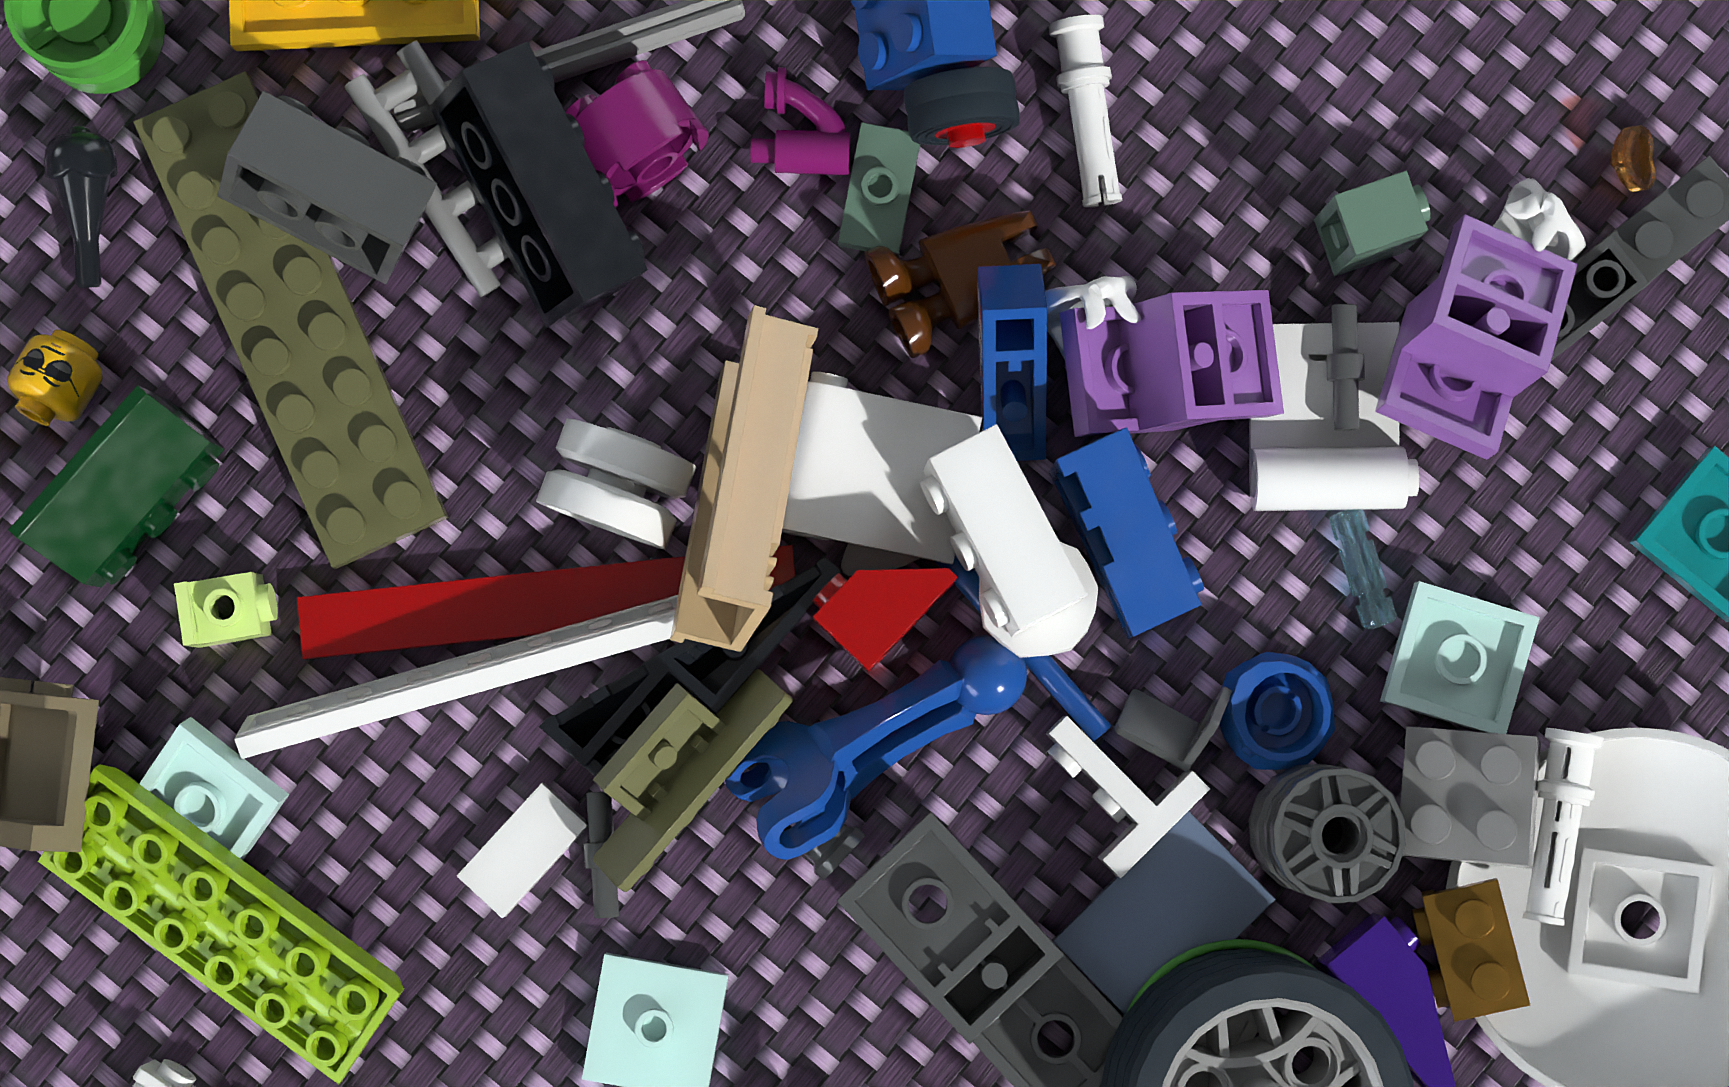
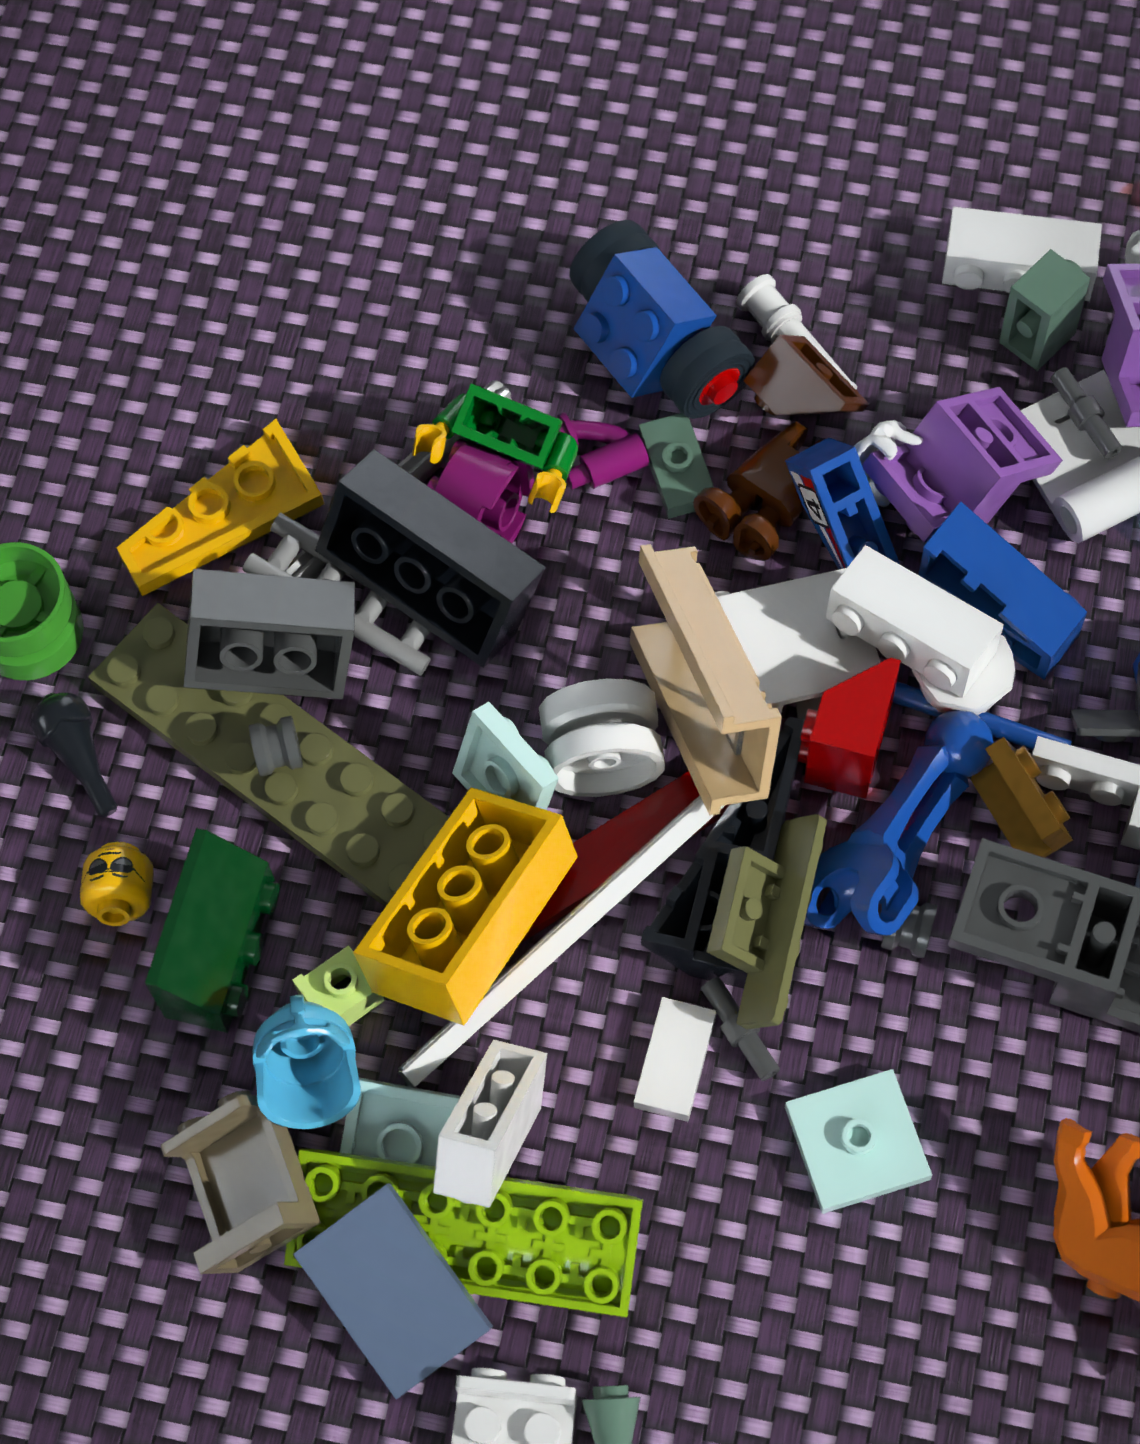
camera: 25 degrees left, 20 degrees down
(122, 948) = (393, 1290): none -> sand blue tile
(134, 689) = (305, 1066): none -> medium azure helmet
(277, 317) = (275, 746): none -> dark grey wheel
(287, 844) = (489, 1123): none -> white brick
(381, 601) = (466, 905): none -> yellow brick
(501, 488) = (502, 762): none -> light aqua plate
(700, 78) = (508, 429): none -> green torso
(1014, 774) = (1018, 804): none -> pearl gold bracket
(1059, 174) = (801, 381): none -> slope
(1394, 130) = (1000, 247): none -> white brick

